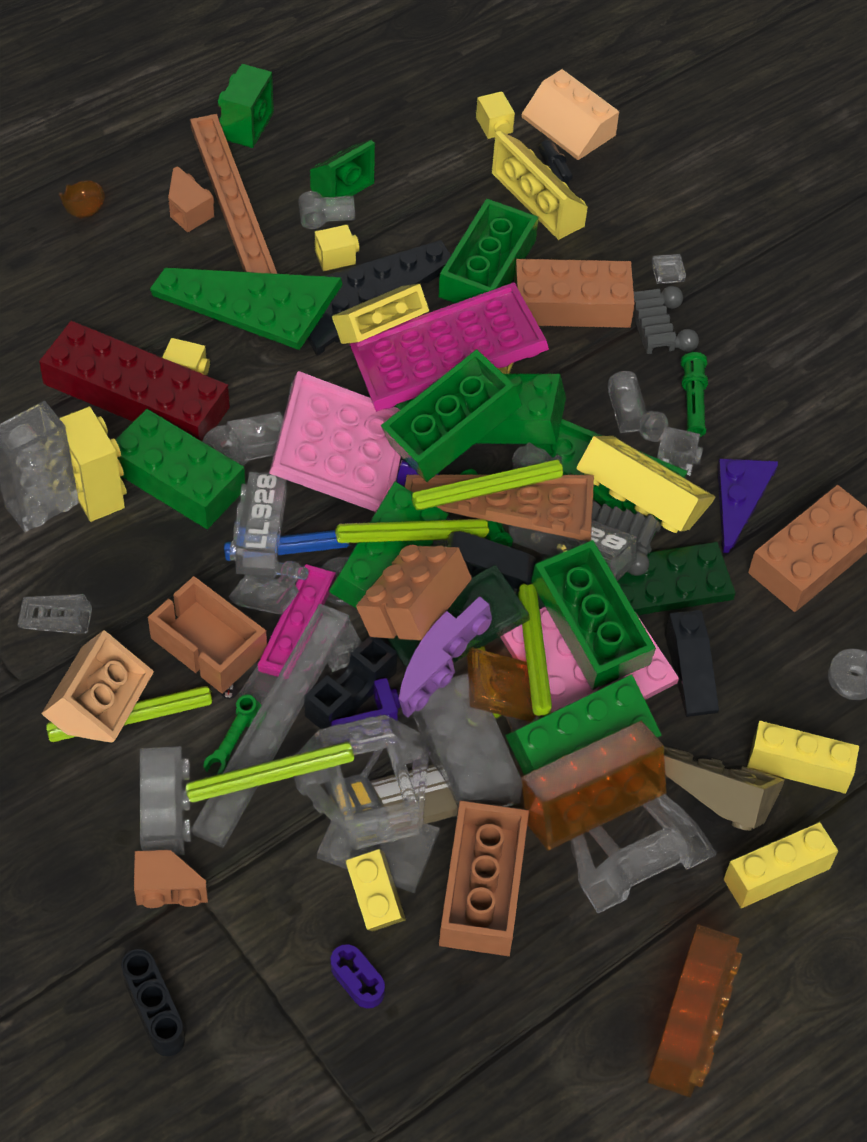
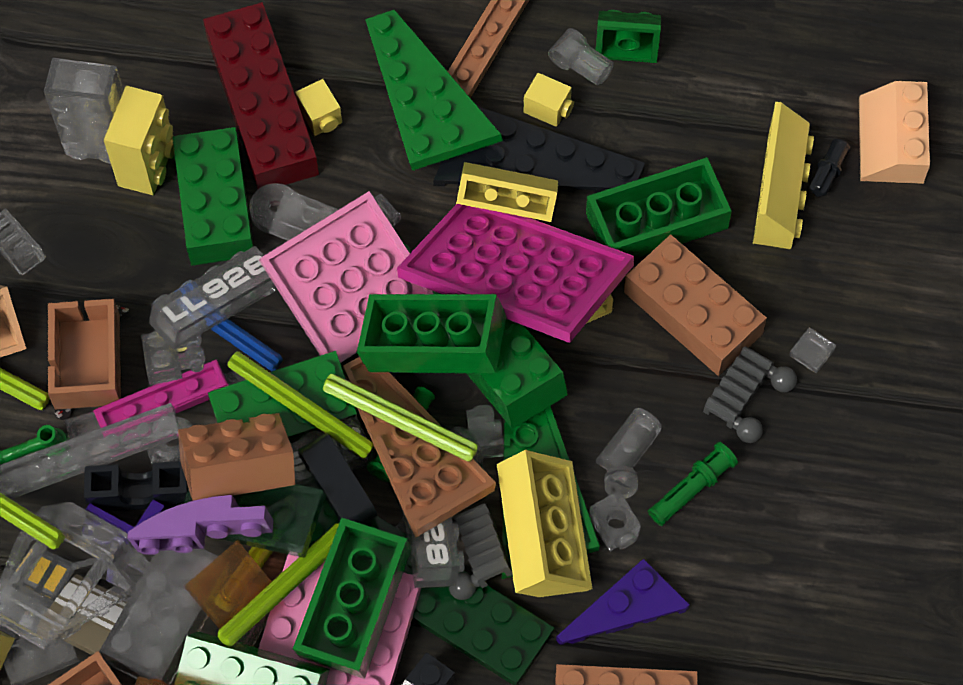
camera: 50 degrees right, 10 degrees up
(495, 114) = (827, 80): light yellow brick -> none

